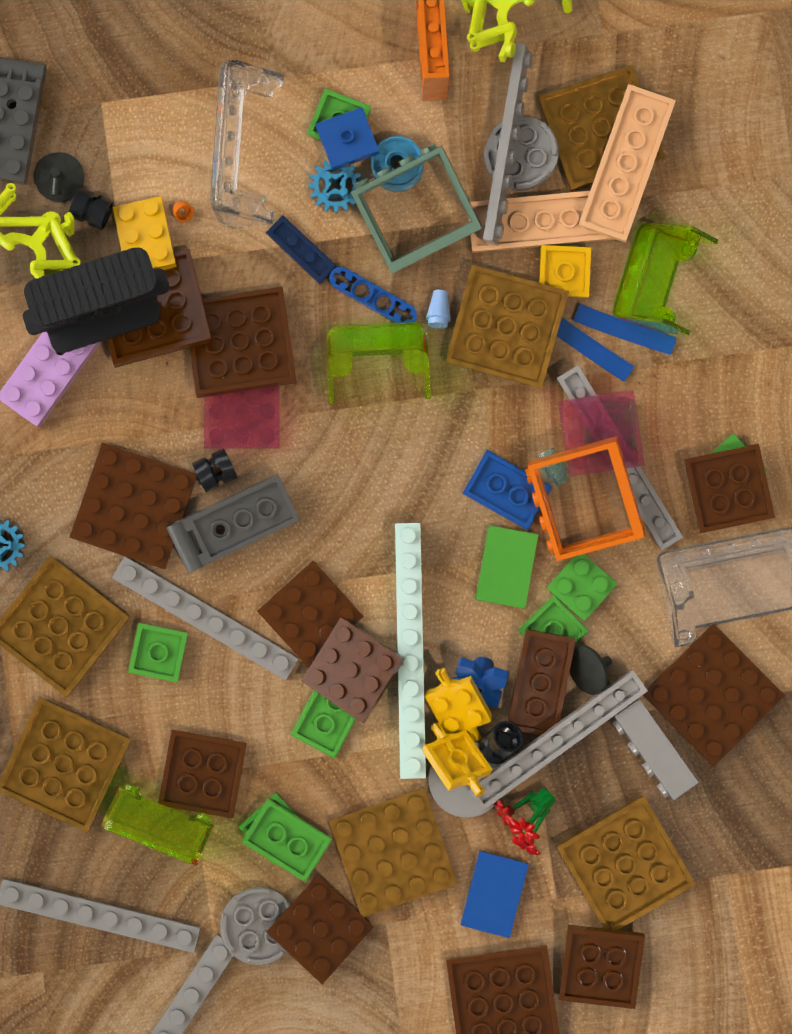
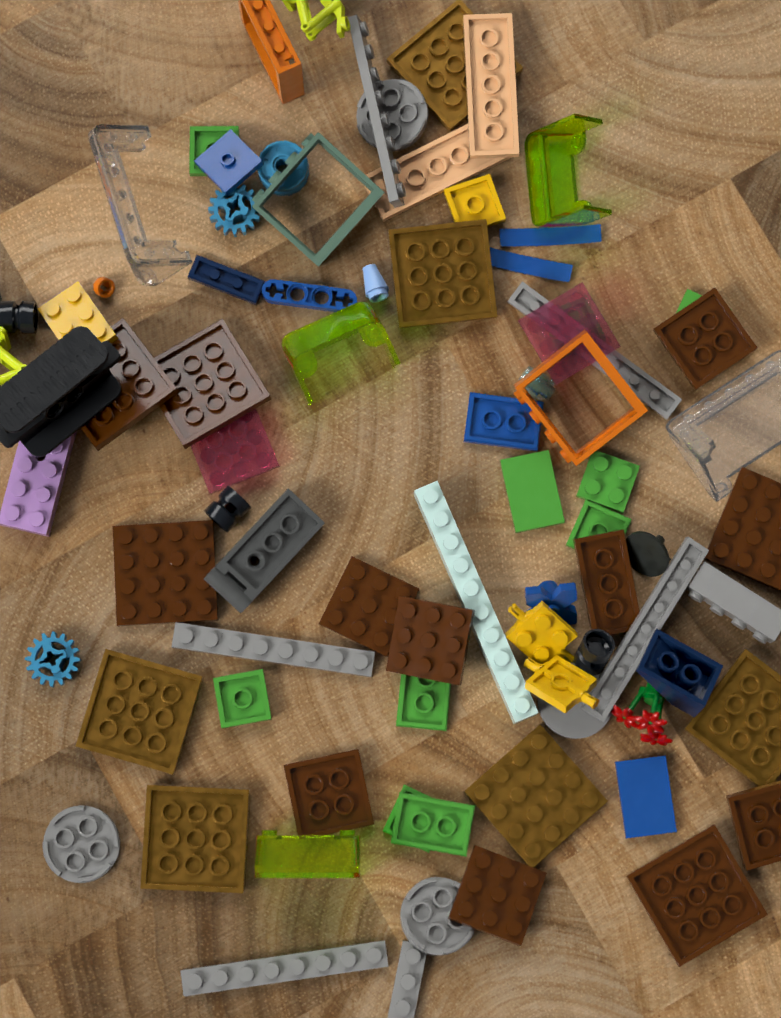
camera: 20 degrees left, 5 degrees down
(571, 793) = (679, 672): none -> dark blue slope

